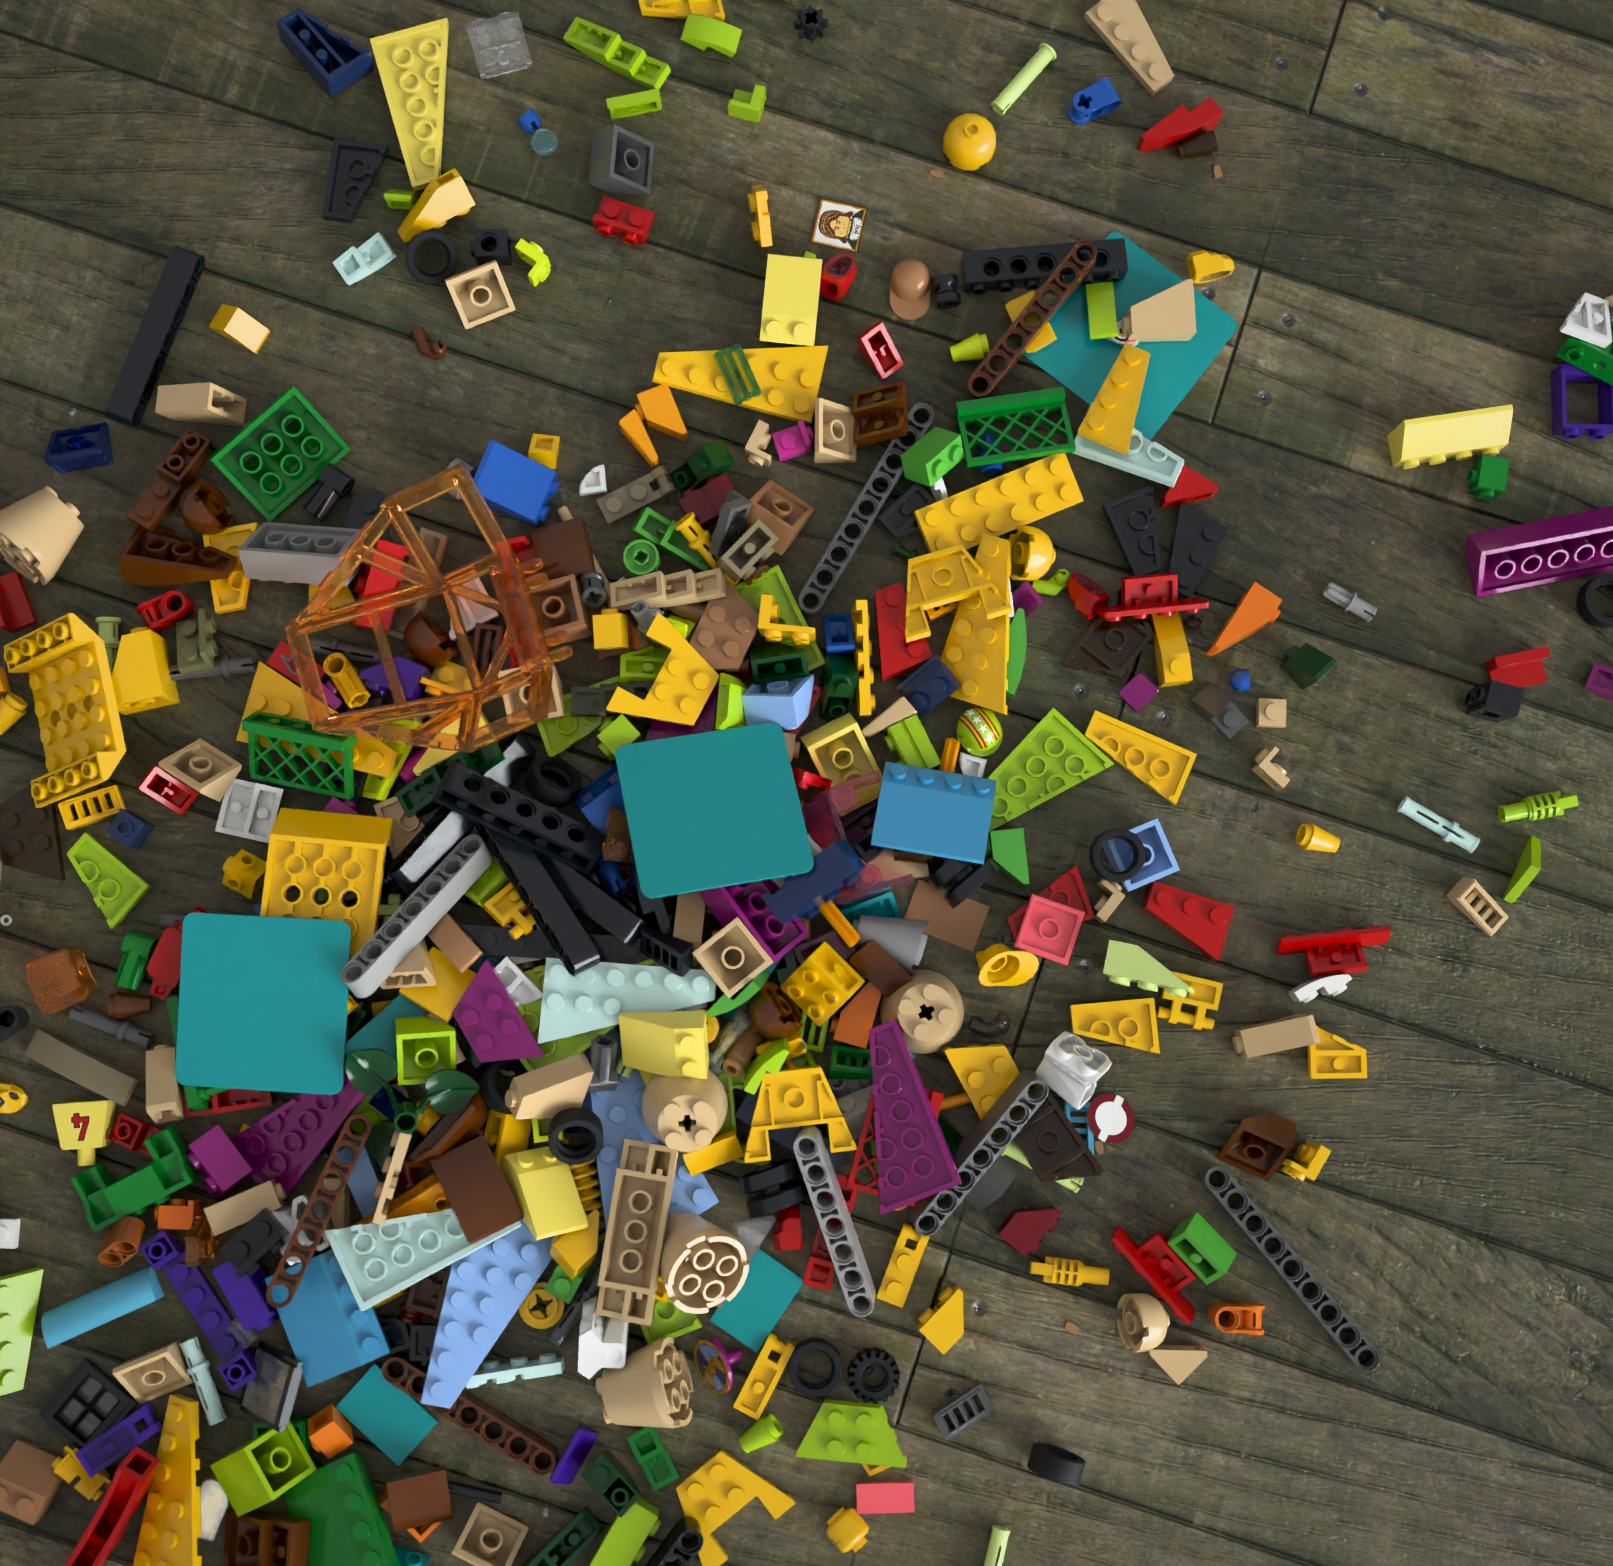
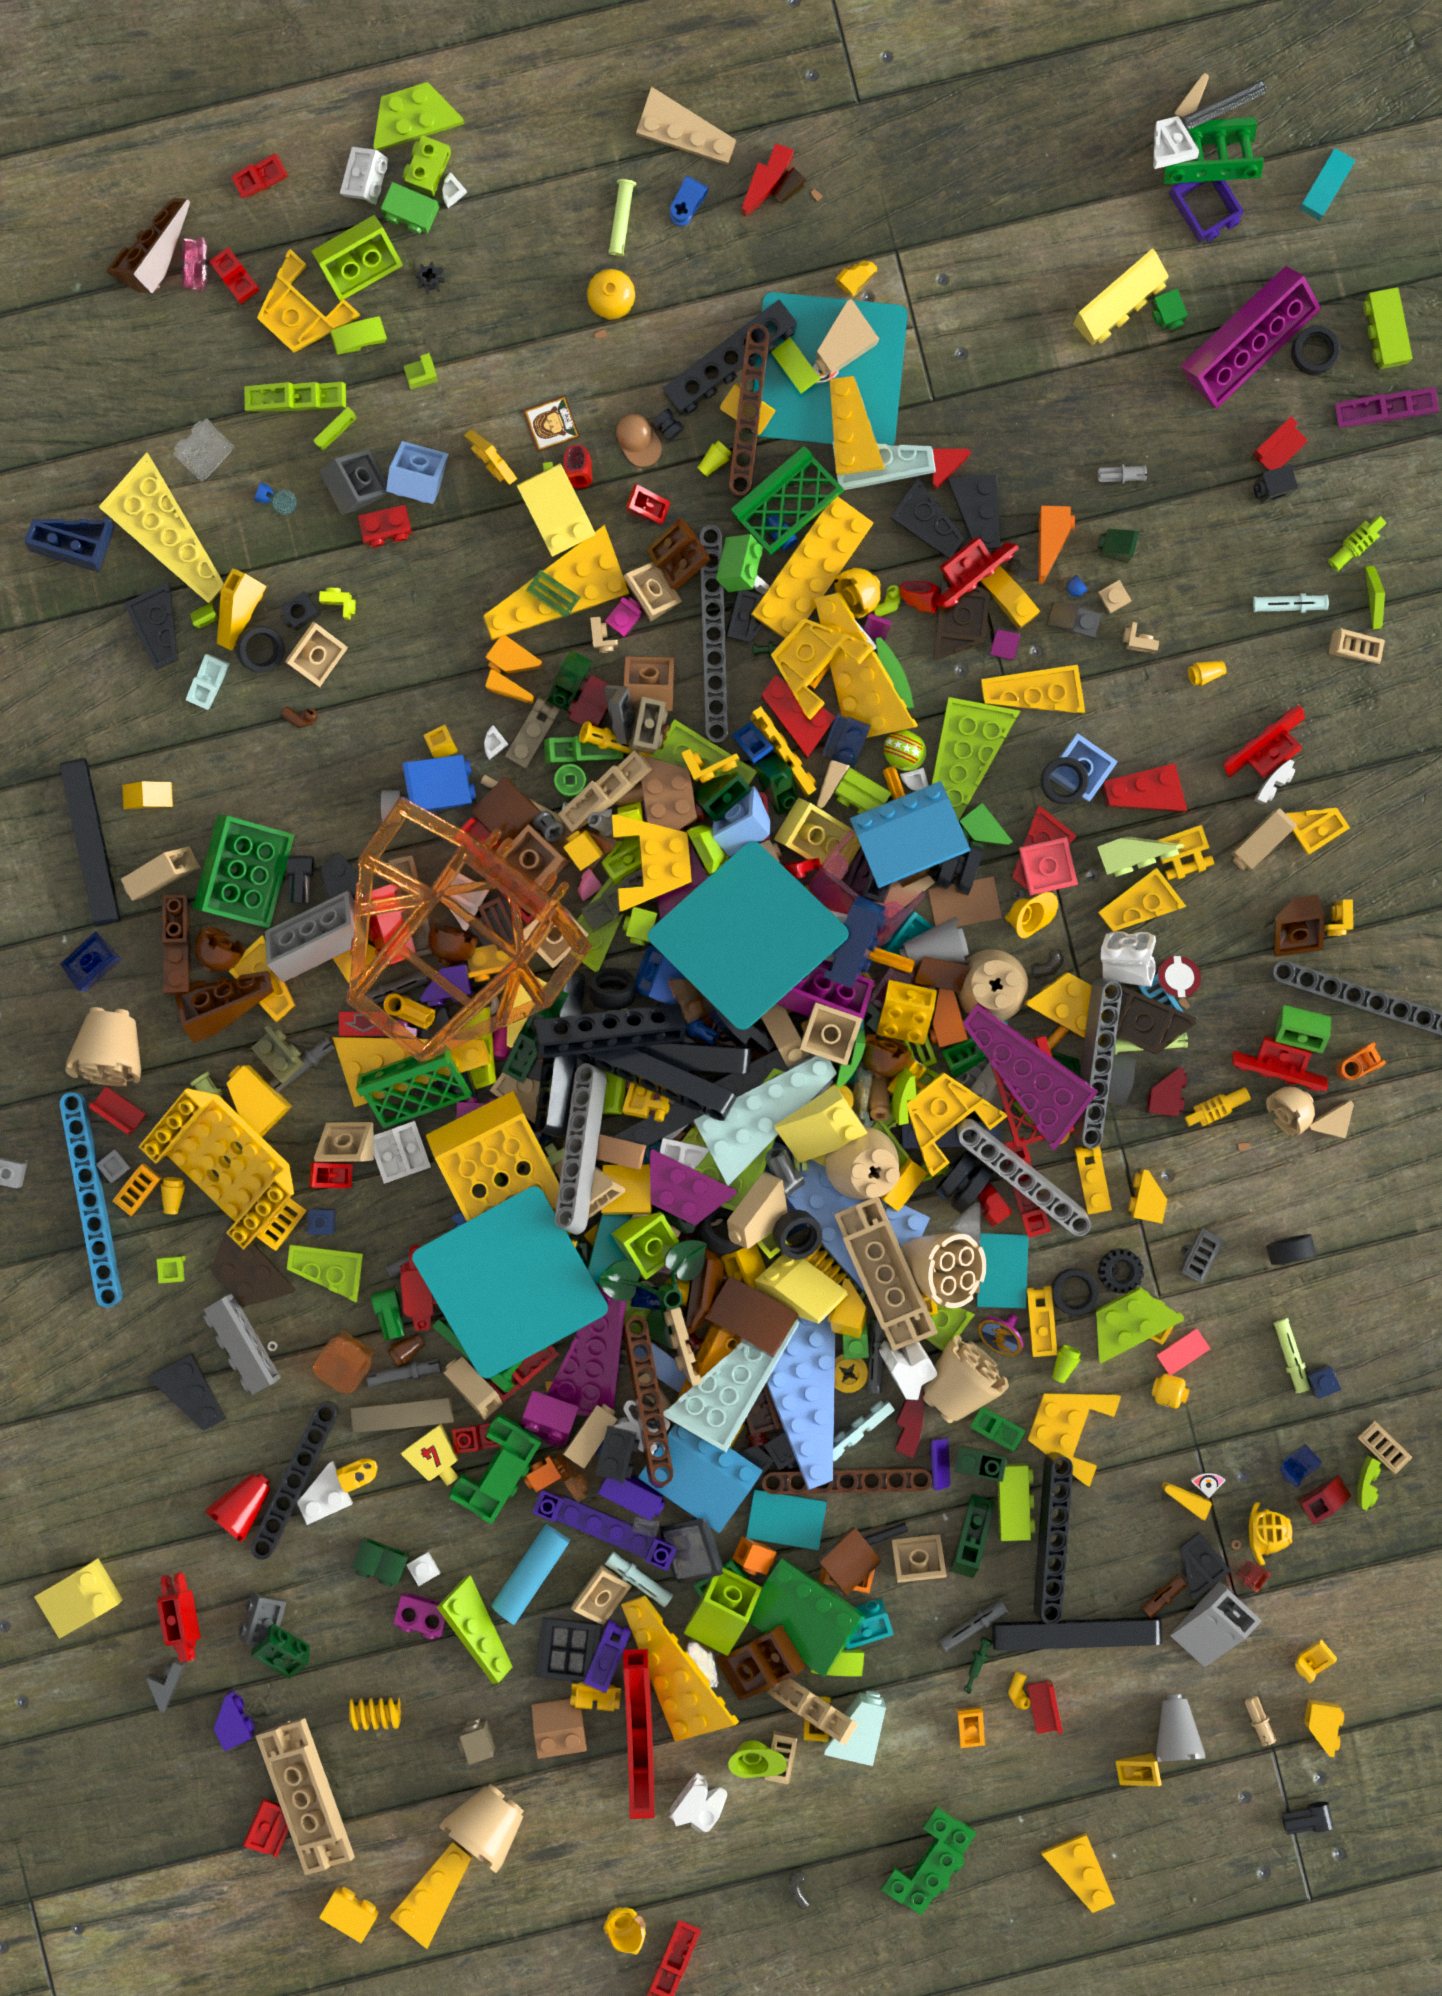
camera: 25 degrees left, 5 degrees up
(121, 1241) = (516, 1518): dark orange beam -> none
(160, 612) = (236, 1046): red piece -> none
(244, 873) = (428, 1200): yellow brick -> none
(572, 1393) = (911, 1420): none -> dark red slope
(596, 670) = (588, 885): none -> bright pink tile
(679, 955) = (789, 1055): black slope -> none
(683, 189) = (417, 472): none -> light blue slope
(1106, 905) = (1079, 821): tan bracket -> none

